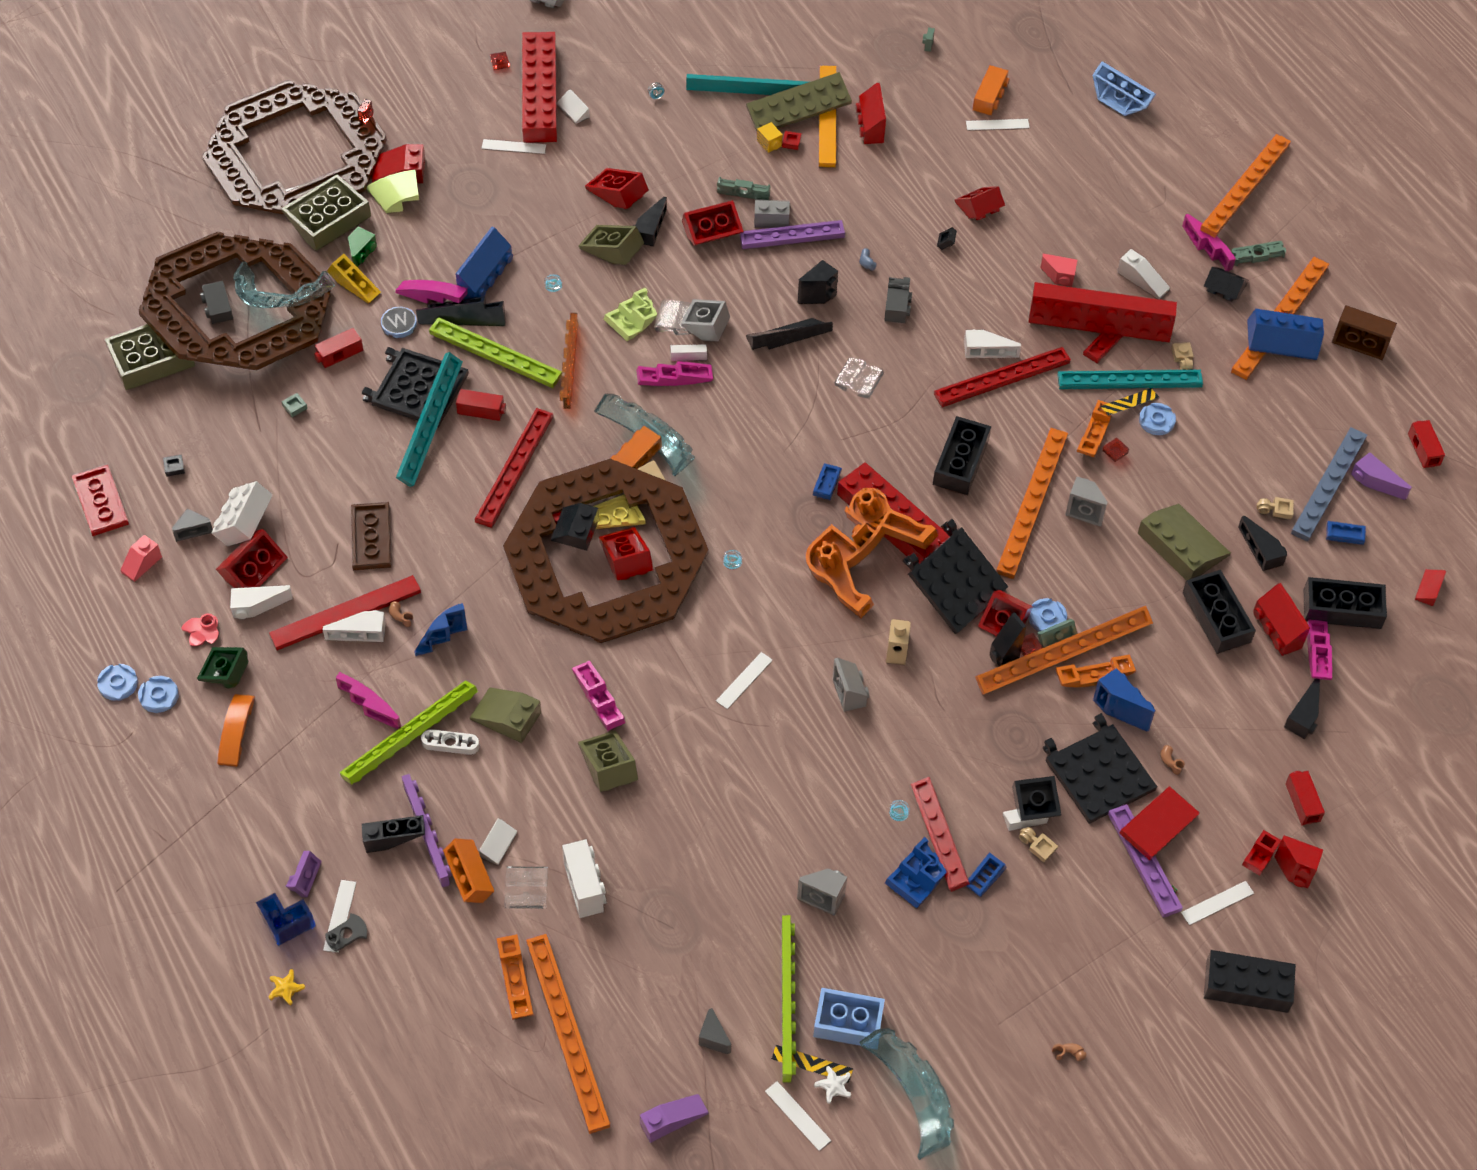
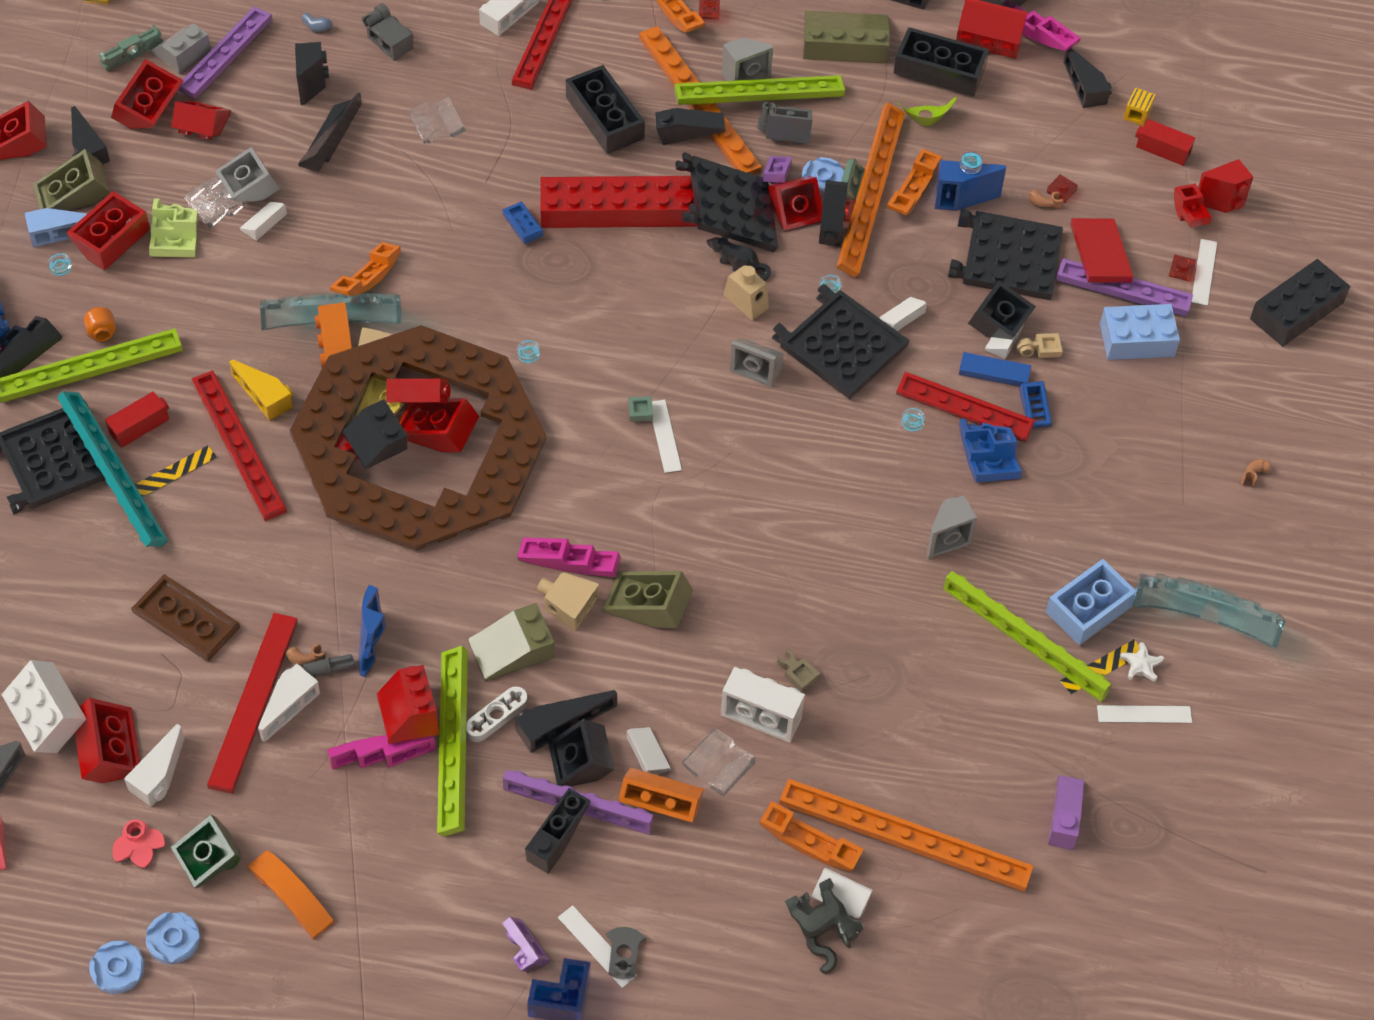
camera: 50 degrees left, 0 degrees up
(402, 630) = (327, 665): none -> dark grey axle
(407, 691) = (408, 706): none -> red slope
(457, 1023) = (822, 918): none -> pearl dark grey animal
(461, 807) = (581, 754): none -> black slope
(465, 451) = (175, 471): none -> sticker
(467, 773) = (548, 721): none -> black slope
(489, 1024) = (849, 892): none -> white slope
(527, 334) = (99, 324): none -> orange head
(561, 453) = (264, 390): none -> yellow slope
(566, 718) = (569, 598): none -> tan torso
(568, 366) = (172, 315): clear orange plate -> none
(573, 256) = (50, 225): none -> light blue slope
(596, 284) = (109, 230): none -> red slope
(629, 522) = (417, 391): none -> red brick
(633, 884) = (799, 672): none -> dark tan plate
(673, 375) = (278, 248): dark pink slope -> none
(700, 435) = (381, 261): none -> orange slope
(713, 1034) = (1012, 717): dark grey slope -> none
(728, 261) = (199, 118): none -> red slope
(748, 651) = (640, 408): none -> sand green plate
(835, 553) = (611, 268): orange animal -> none
(917, 725) = (842, 342): none -> black plate
(925, 619) = (738, 256): none -> black animal
(959, 685) = (832, 282): none -> clear tile
(979, 743) = (904, 313): none -> white slope
(990, 830) = (994, 369): none -> blue tile
(999, 508) = (686, 124): none -> black slope
(1019, 584) = (777, 169): none -> medium lavender plate
(1063, 562) = (786, 124): none -> dark grey hinge
(1075, 527) = (759, 90): none -> lime plate
(1112, 895) = (1139, 331): none -> light blue brick
(1131, 687) = (971, 162): none -> tile
(1160, 629) = (937, 113): none -> lime piece
(1193, 763) = (1063, 186): none -> clear red plate
(1203, 885) = (1182, 268): none -> clear red plate
(1319, 759) = (1139, 106): none -> yellow brick

